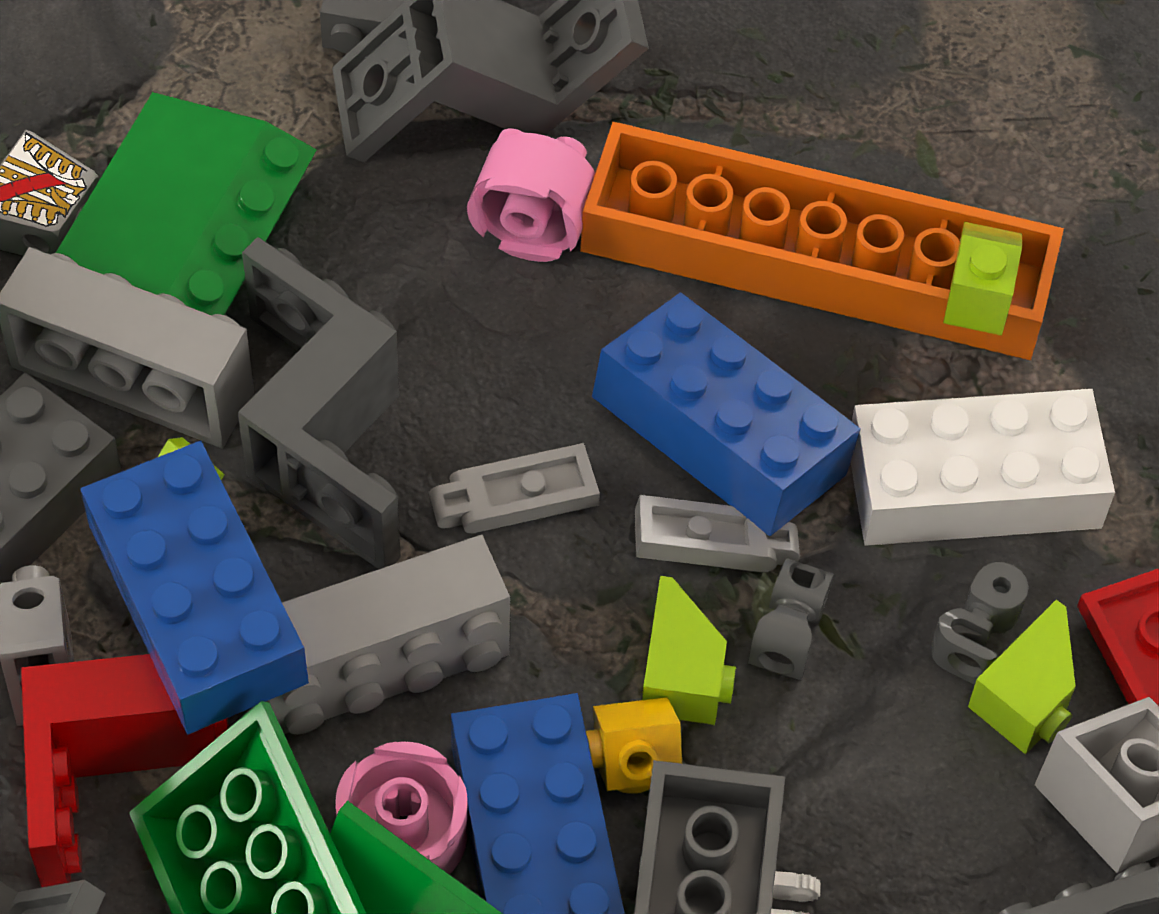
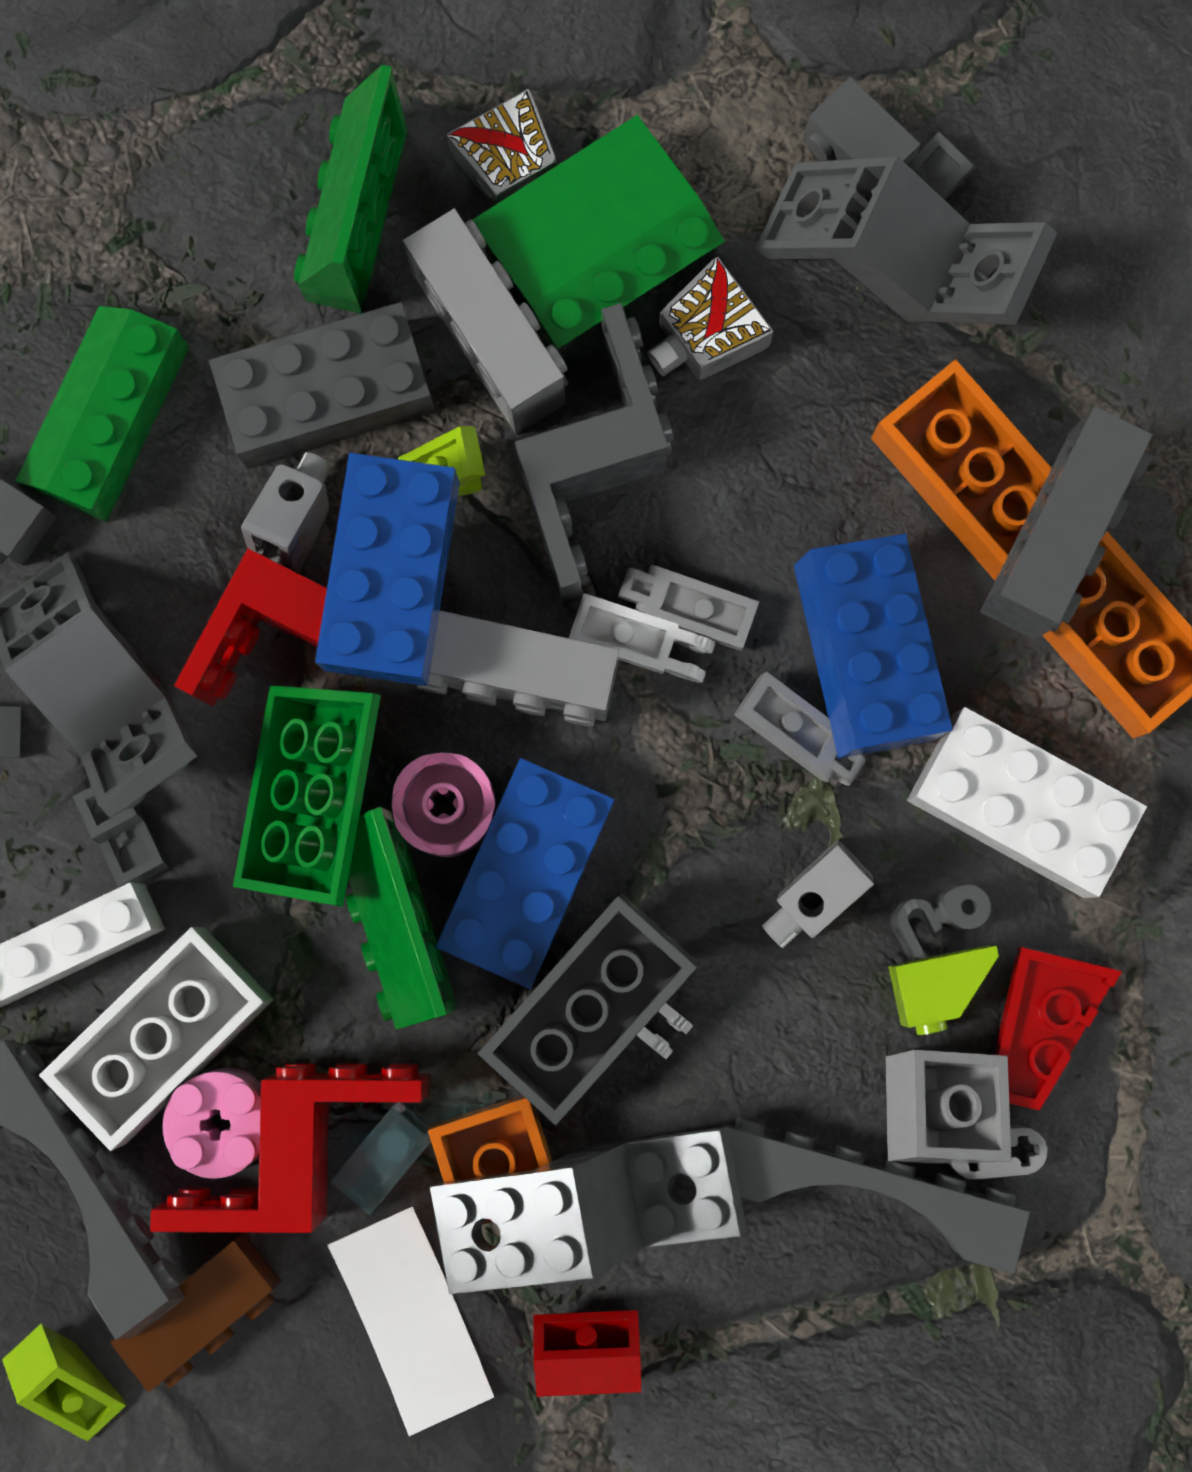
camera: 40 degrees right, 25 degrees up
(357, 232) = (710, 326): none -> torso
(507, 540) = (638, 636): none -> white hinge
(532, 194) = (859, 377): bright pink brick -> none
(630, 738) = (634, 854): yellow brick -> none
(686, 658) = (713, 811): lime slope -> none
(795, 600) = (823, 819): dark grey leg -> none
(828, 179) = (1067, 523): none -> dark grey brick
(850, 660) = (833, 876): none -> light grey torso
(983, 278) = (1133, 672): lime slope -> none

